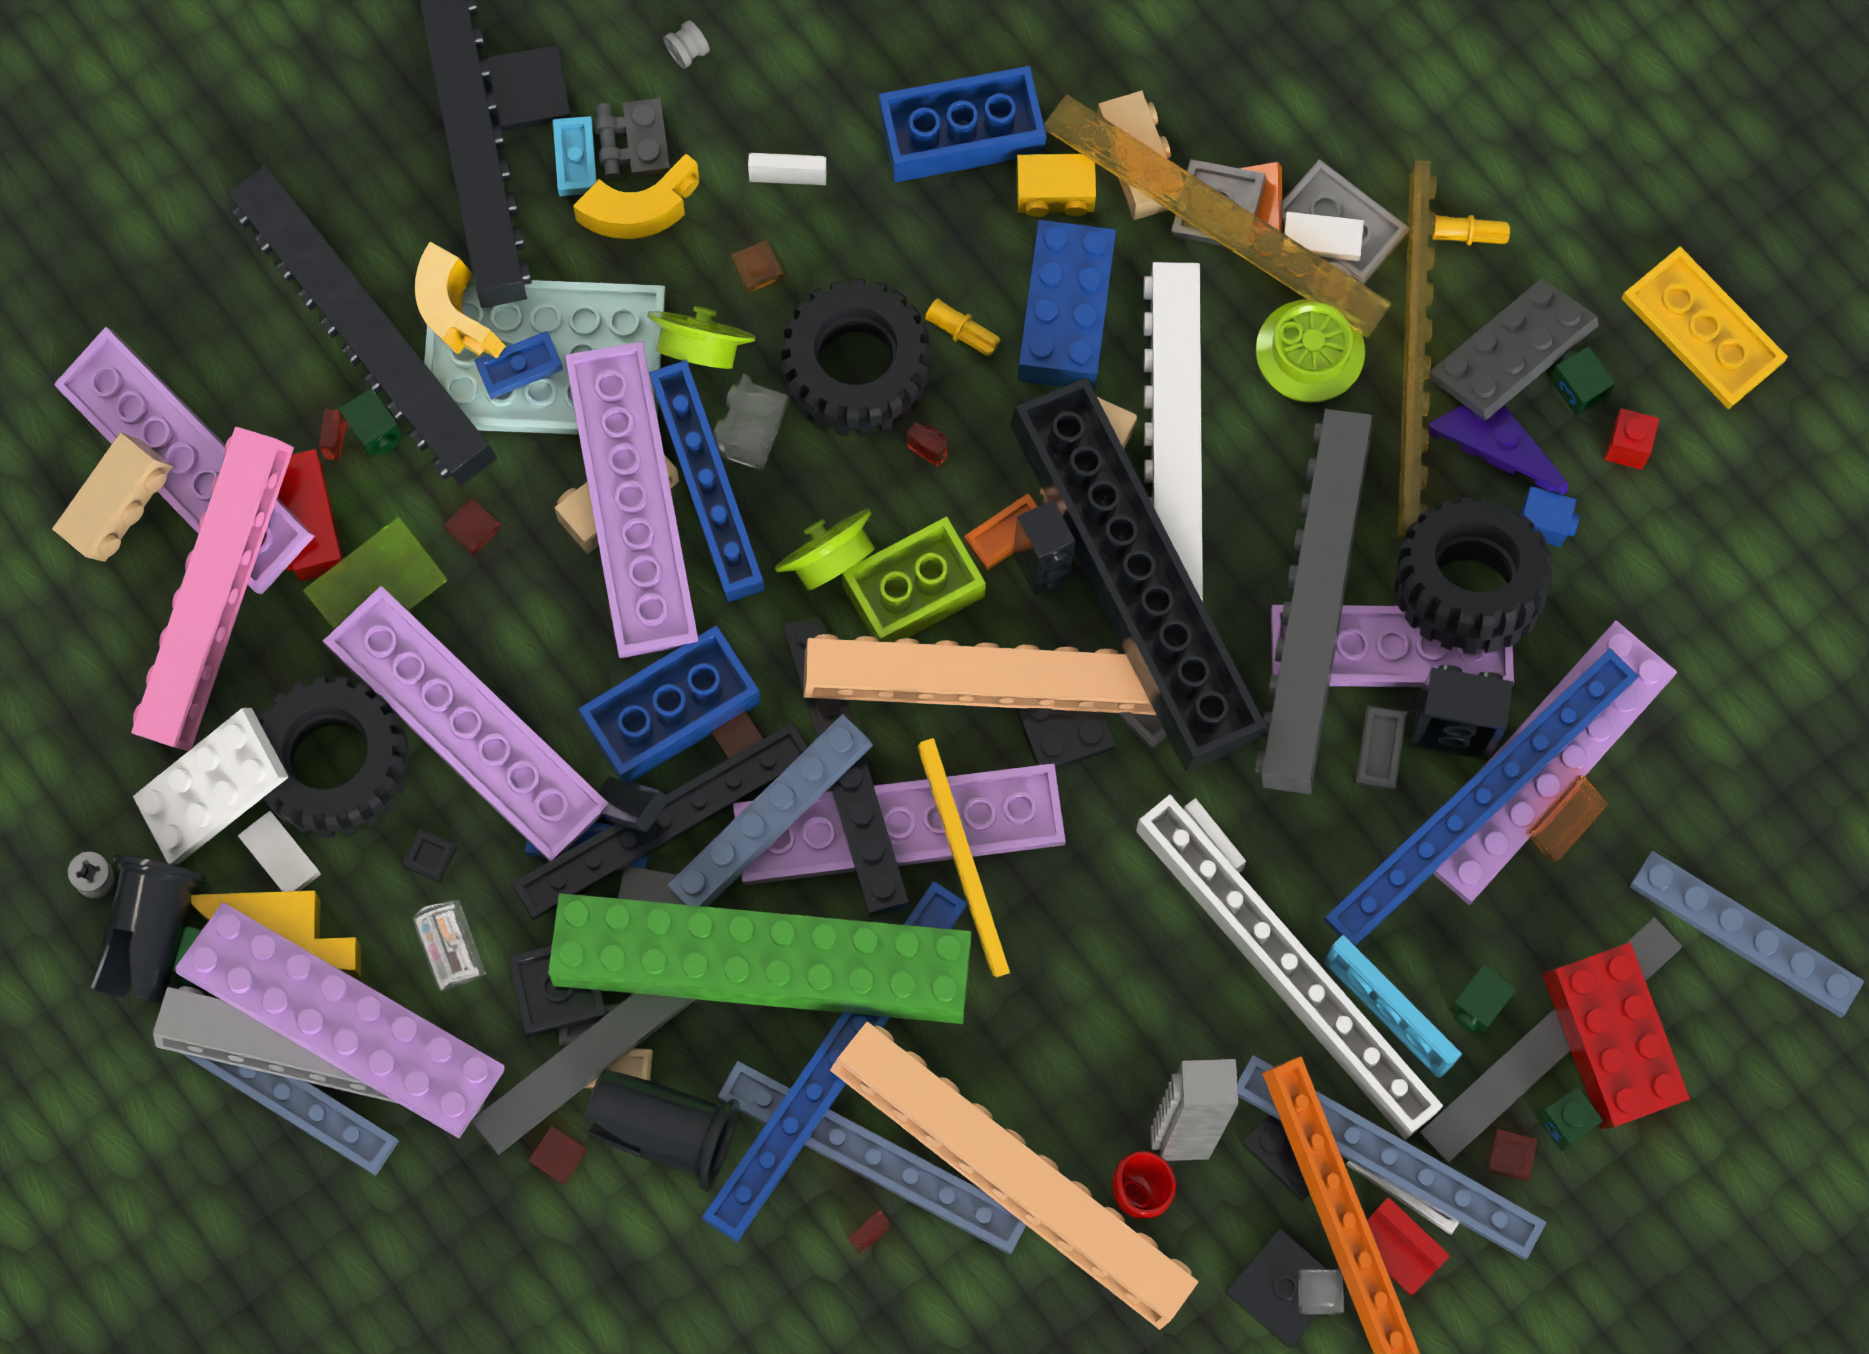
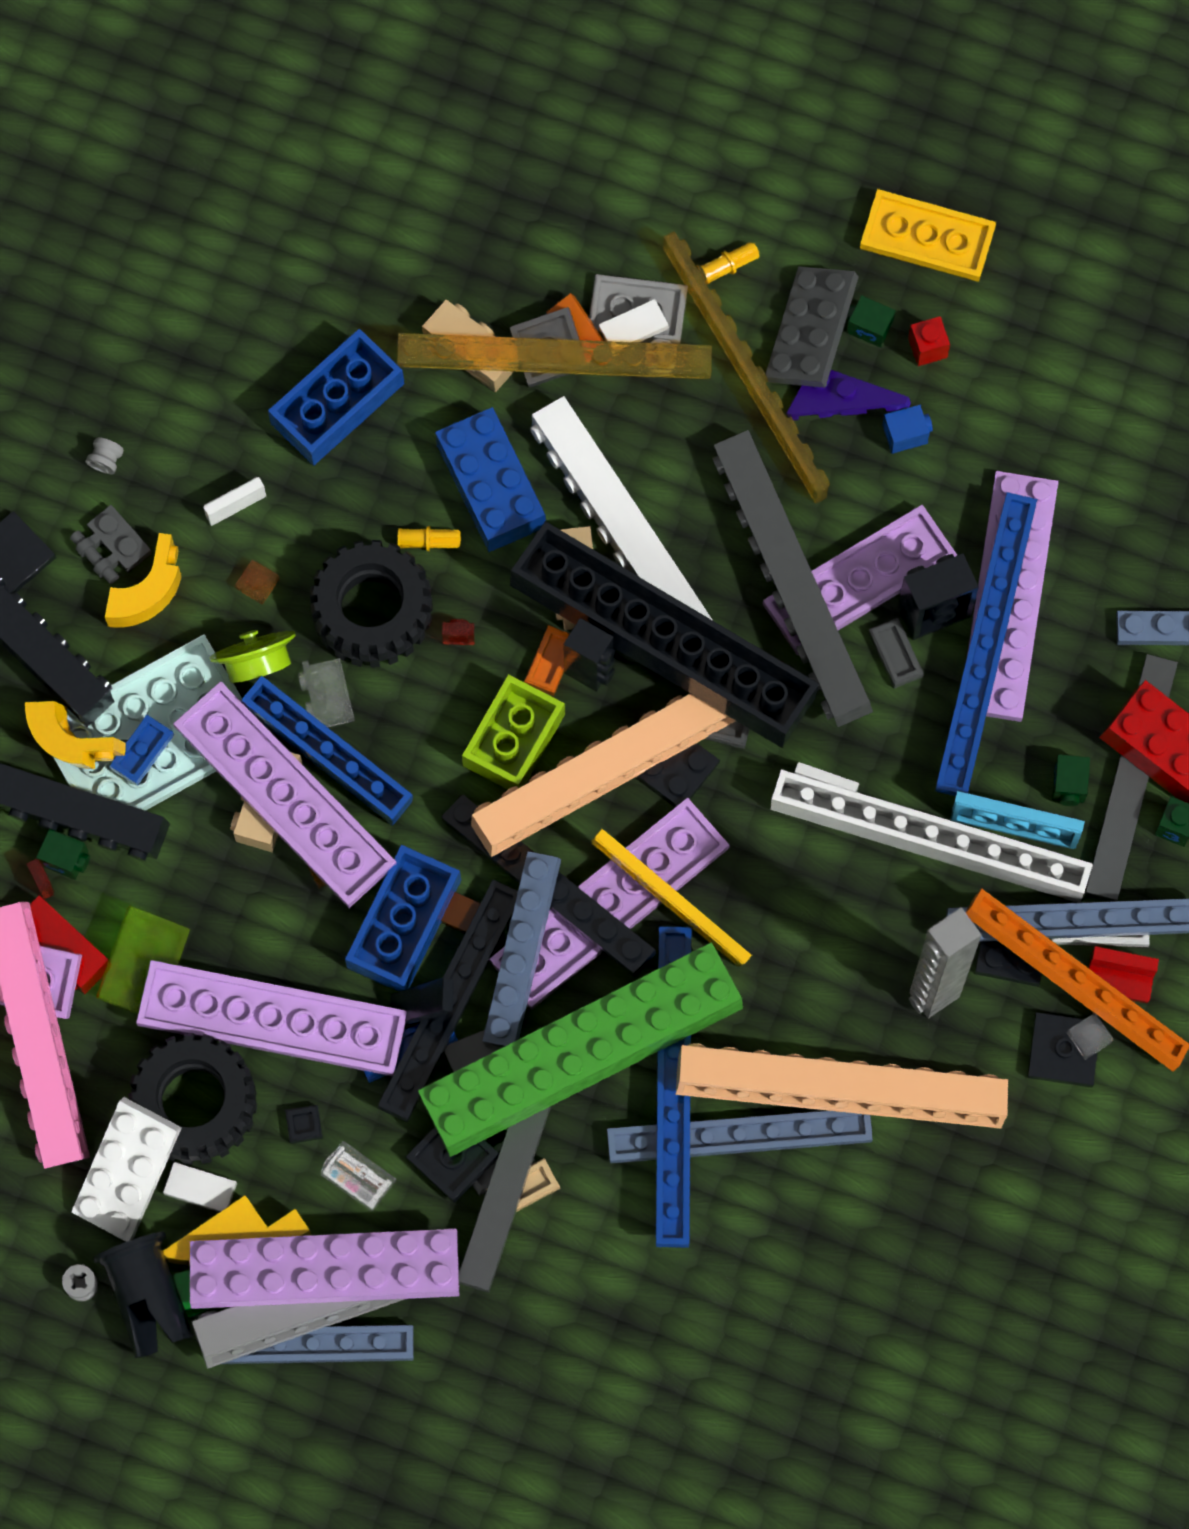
camera: 30 degrees left, 0 degrees up
(472, 526) = (180, 882): clear red plate -> none
(557, 1155) = (527, 1268): clear red tile -> none
(574, 155) = (78, 581): medium azure plate -> none
(662, 1124) = (586, 1201): black piece -> none
(829, 550) = (442, 746): lime wheel -> none
(869, 1232) = (770, 1186): clear red tile -> none
(1055, 184) = (427, 400): yellow brick -> none
(1143, 1185) = (930, 1040): red piece -> none
(1309, 351) = (675, 412): lime wheel -> none
(1479, 534) = (879, 465): black tyre -> none
(1512, 1155) = (1154, 869): clear red tile -> none
(1567, 818) = (1049, 623): clear orange tile -> none

